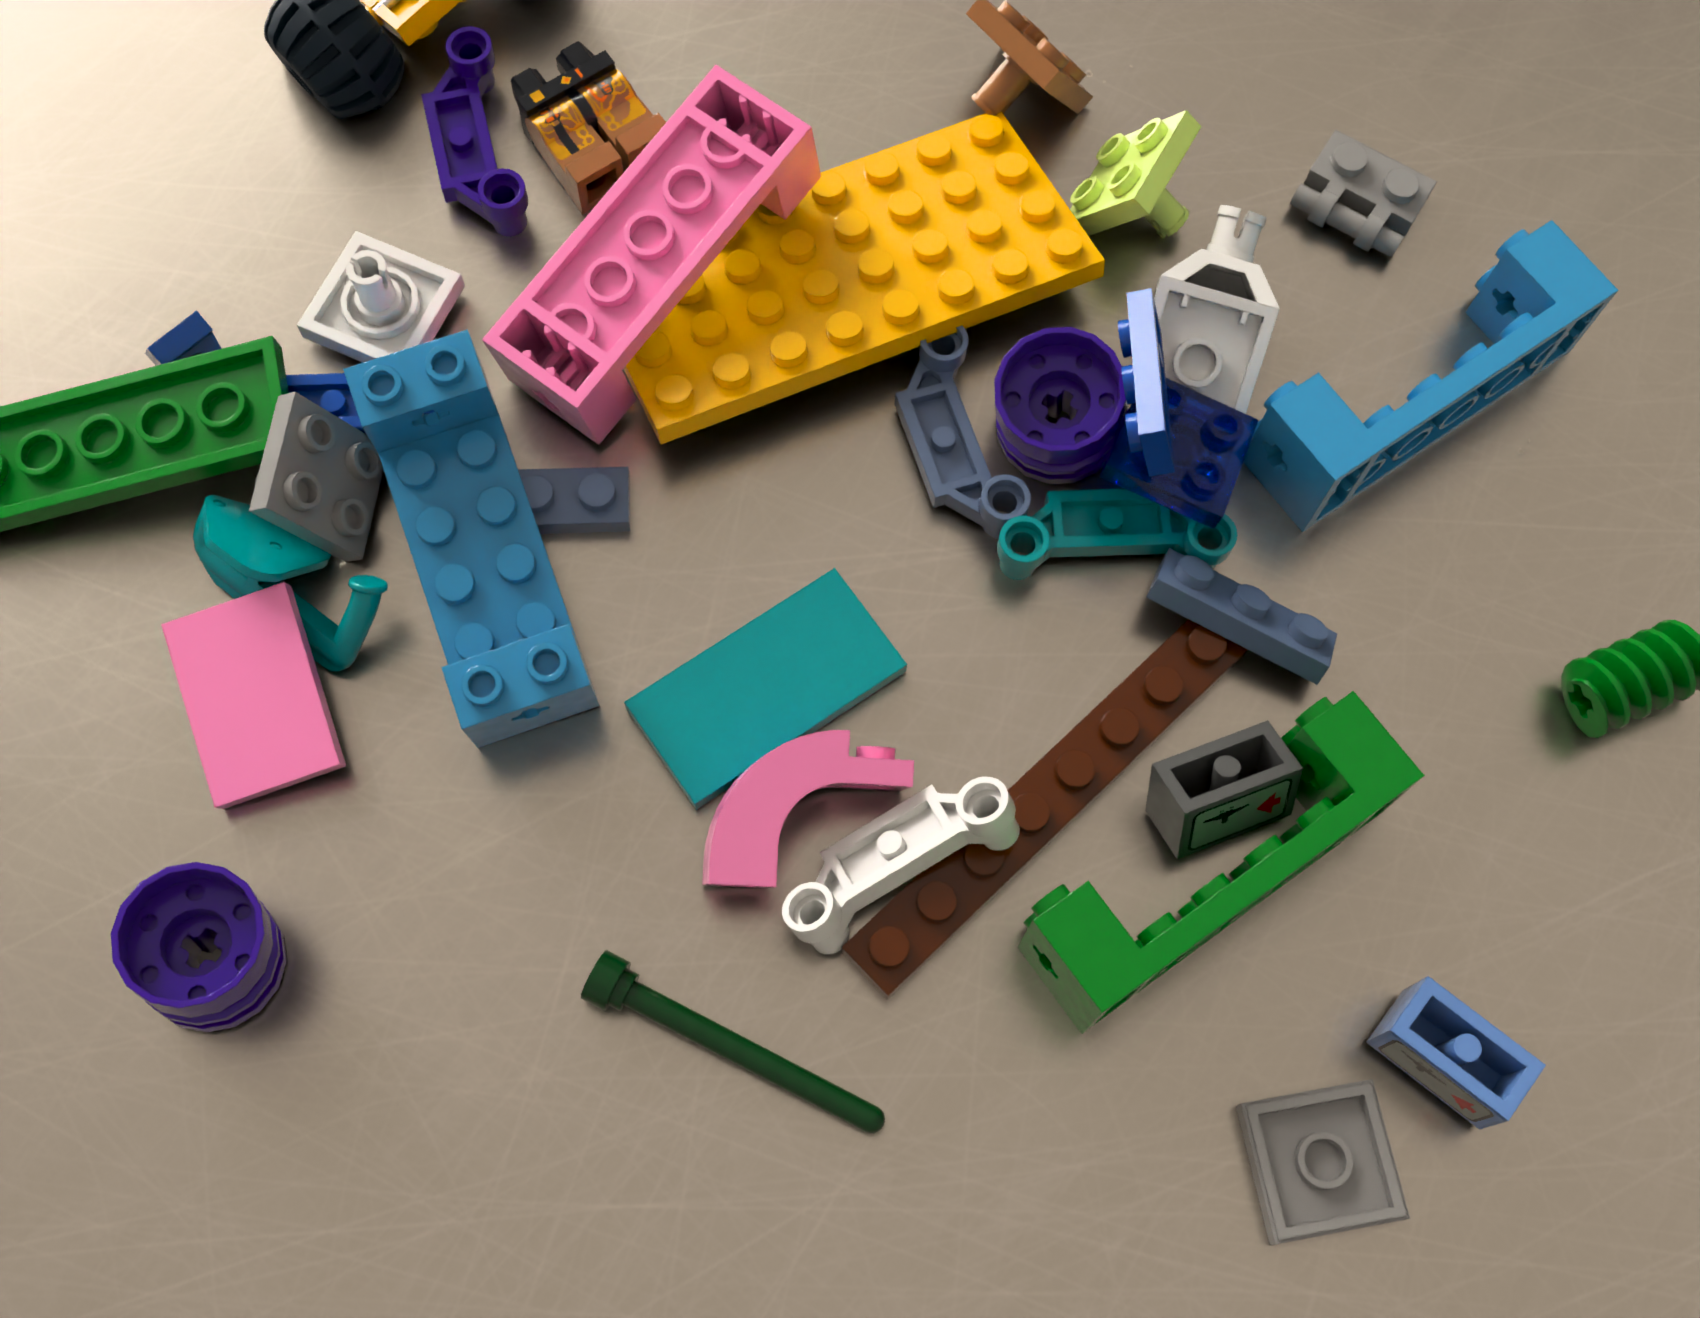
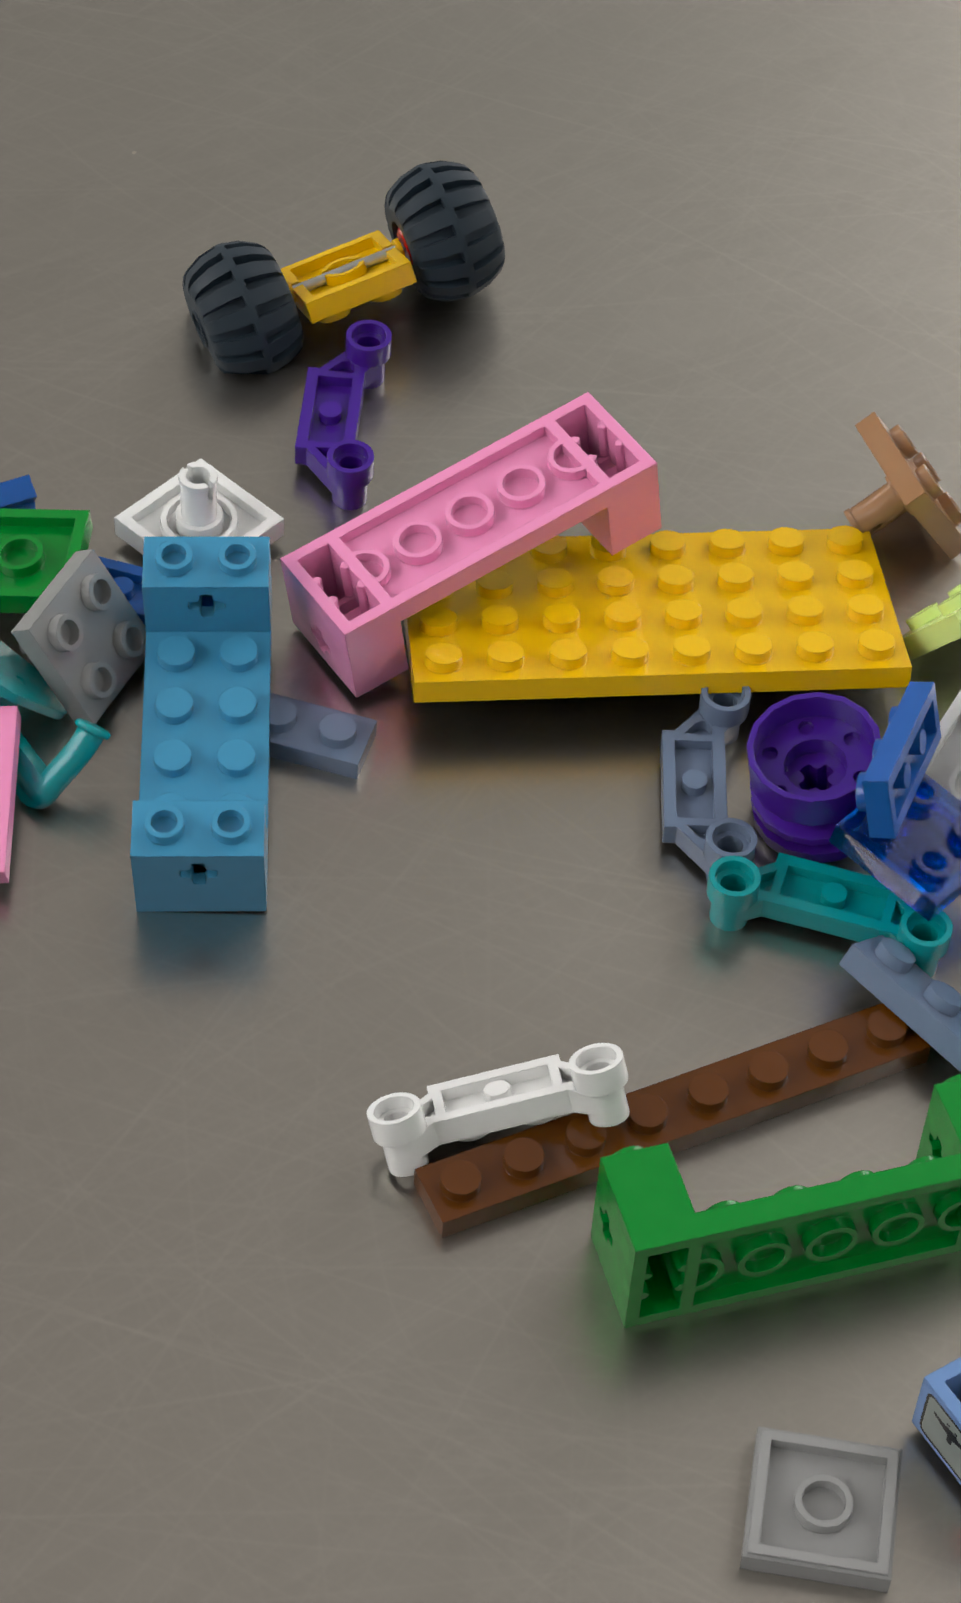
camera: 20 degrees right, 20 degrees down
(584, 121) = (448, 418): hips -> none
(617, 986) = (182, 1131): dark green piece -> none
(750, 817) = (411, 1007): bright pink arch -> none
(765, 686) = (433, 940): teal tile -> none
(1223, 789) = (836, 1133): dark grey brick -> none

